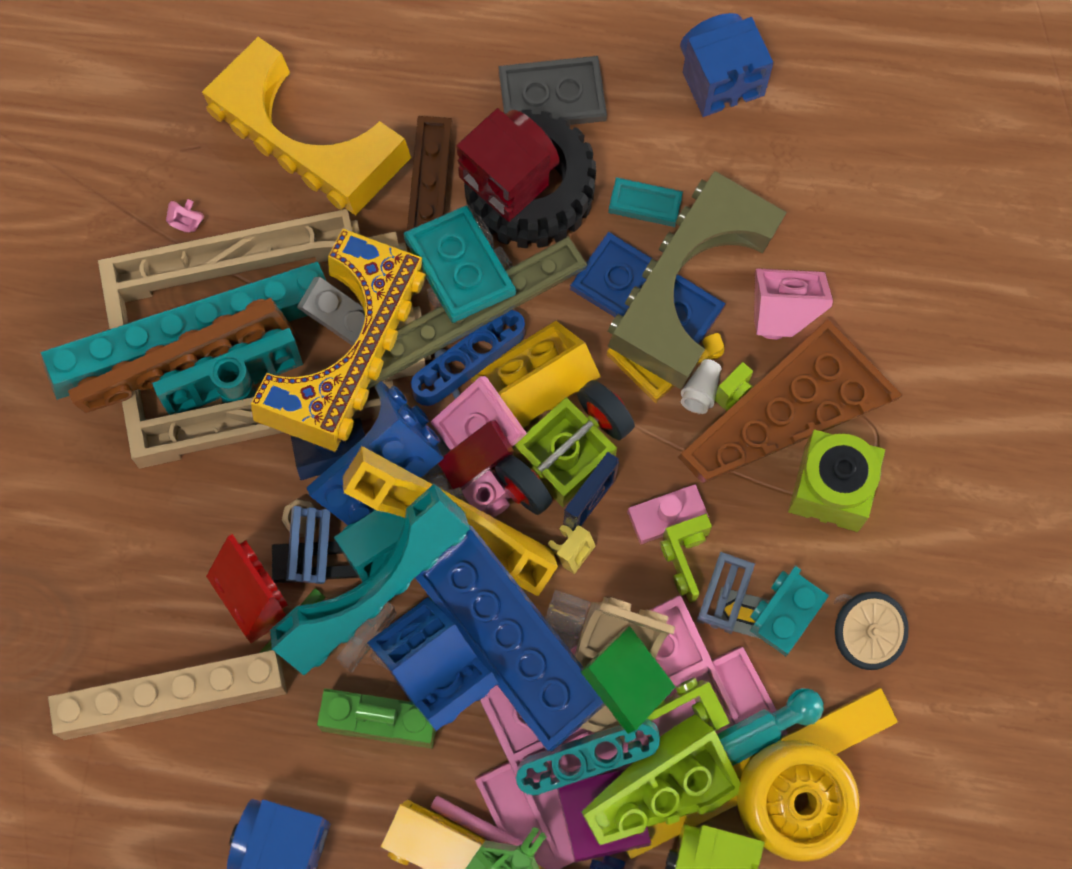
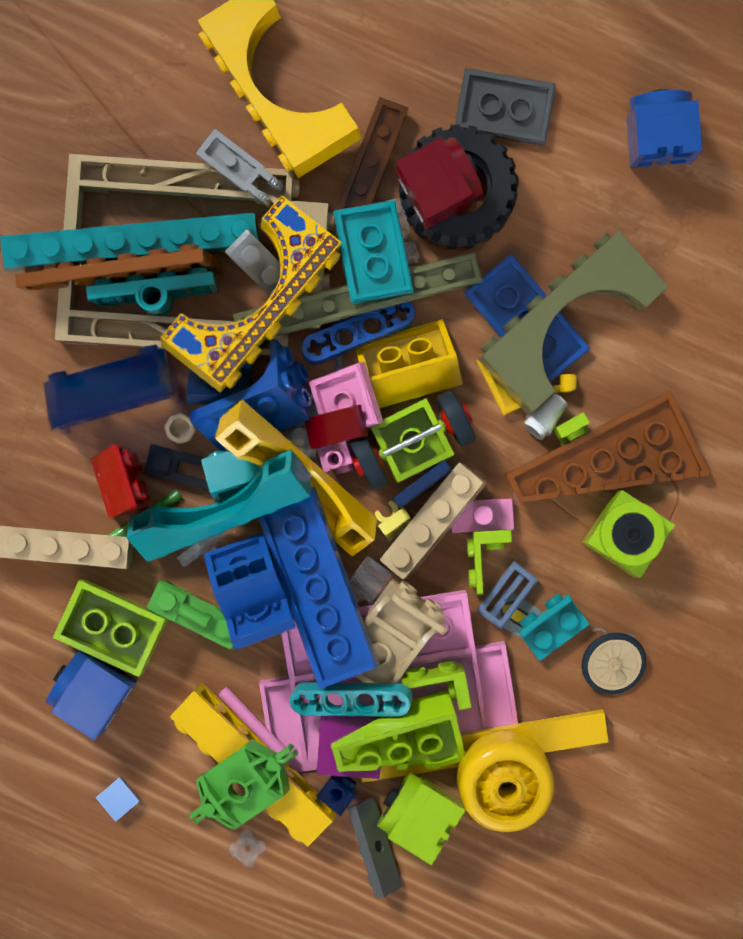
camera: 20 degrees right, 15 degrees up
(183, 217) = (153, 129): bright pink piece -> none
(207, 487) = (110, 389): none -> clear blue windscreen
(282, 763) = (110, 627): none -> lime brick
(286, 218) = (236, 165): none -> light grey hinge
(311, 514) = (171, 481): medium blue tile -> none
(617, 529) = (433, 521): none -> tan brick
(628, 679) = (399, 655): green tile -> none
(645, 202) = (553, 234): teal tile -> none
(765, 728) = (499, 716): teal piece -> none
(788, 301) = (645, 363): bright pink slope -> none

